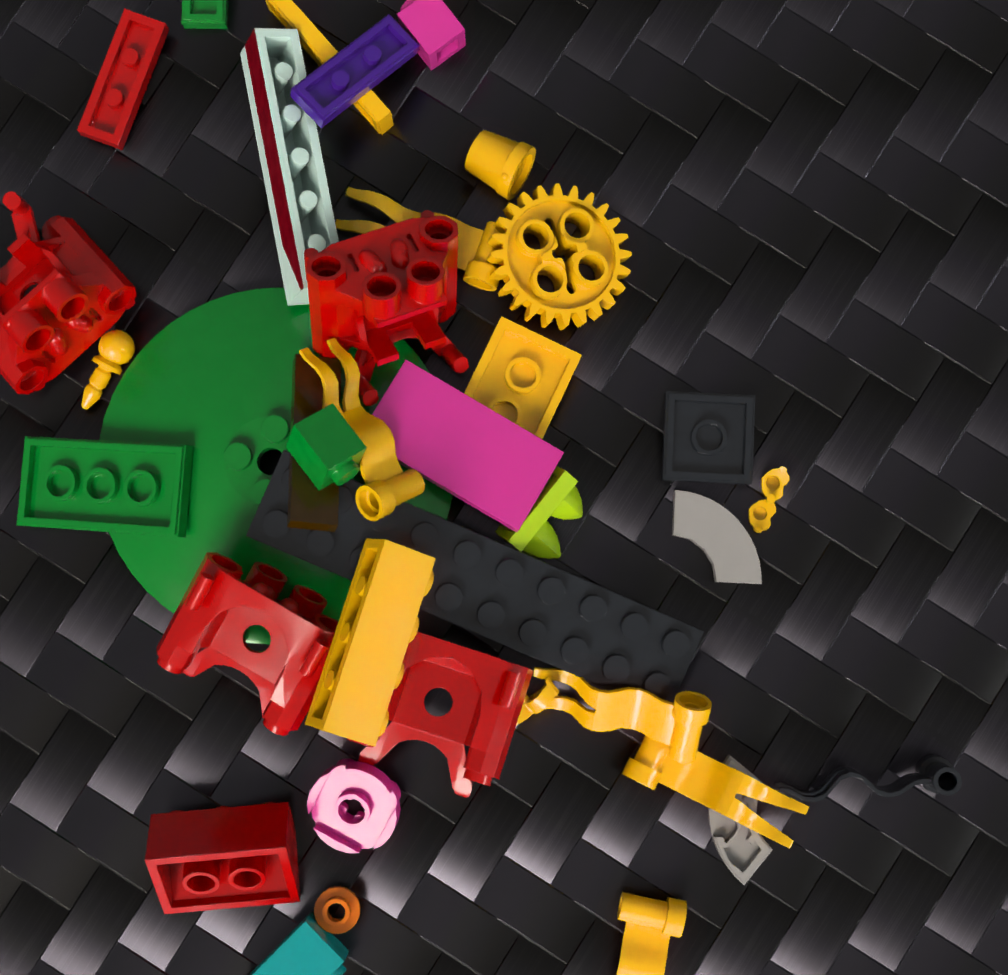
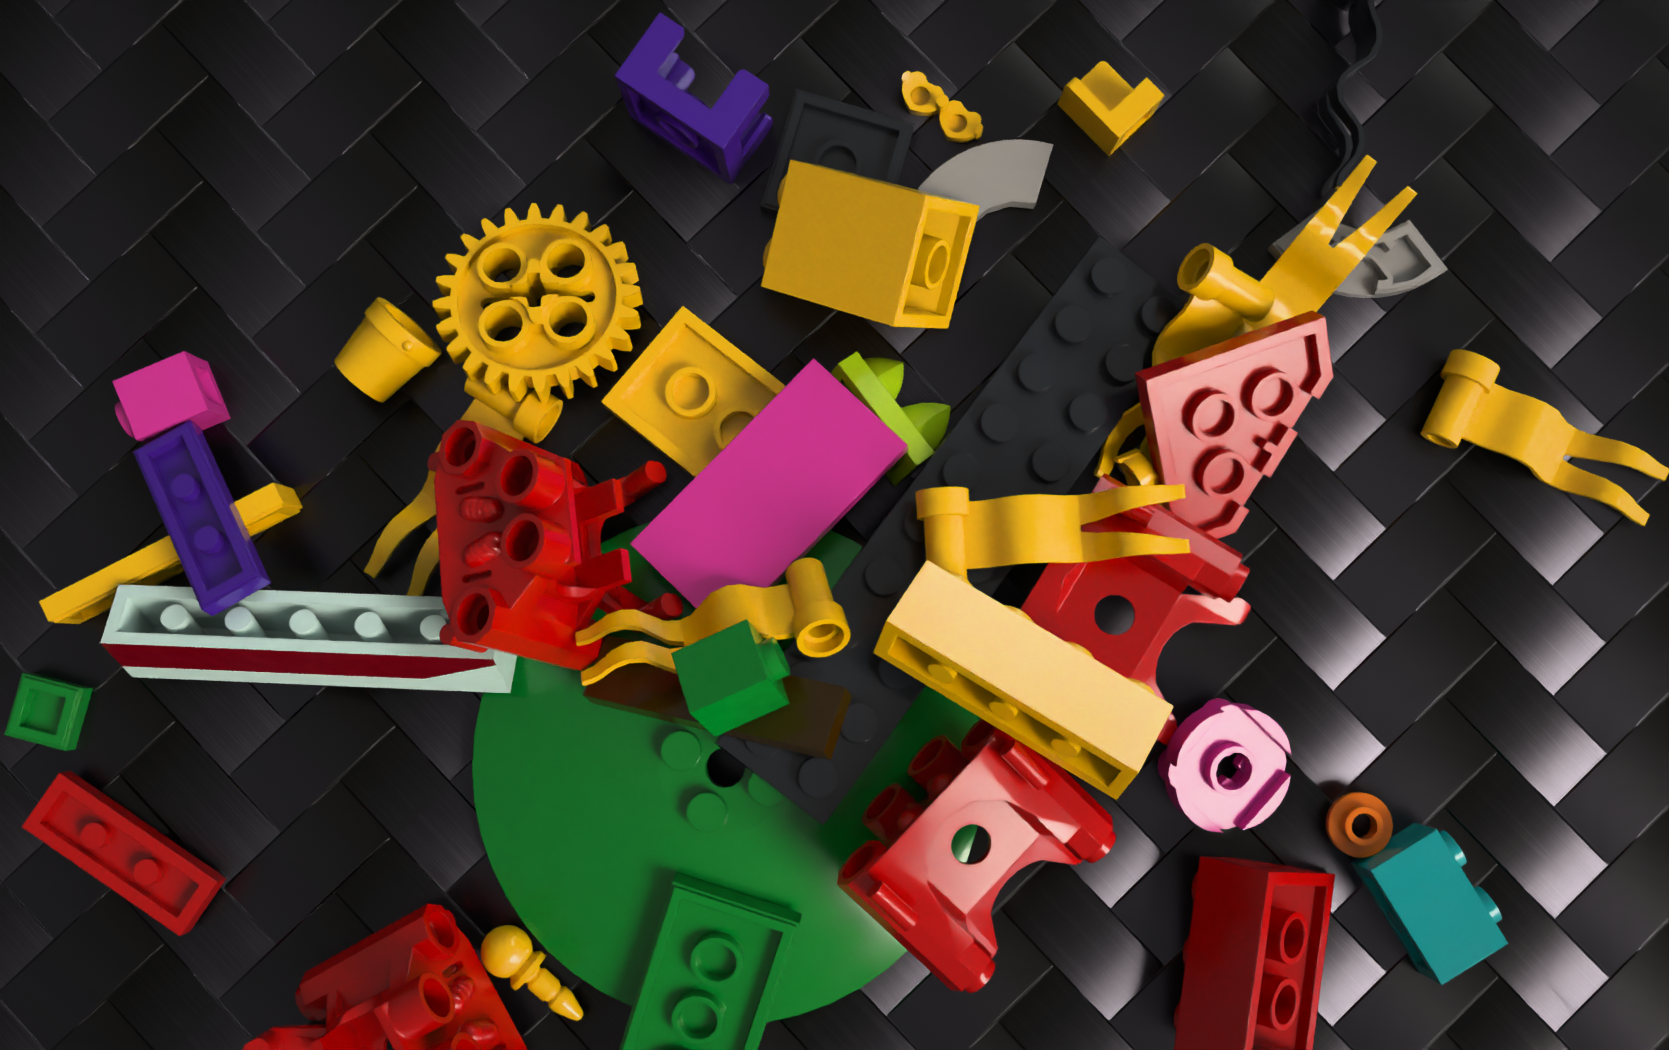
camera: 75 degrees left, 0 degrees up
(479, 629) = (1036, 527): none -> yellow flag
(594, 751) = (1230, 415): none -> plate
(653, 472) = (868, 246): none -> yellow slope
(725, 297) = (657, 97): none -> dark purple panel
(800, 616) = (1108, 105): none -> yellow panel

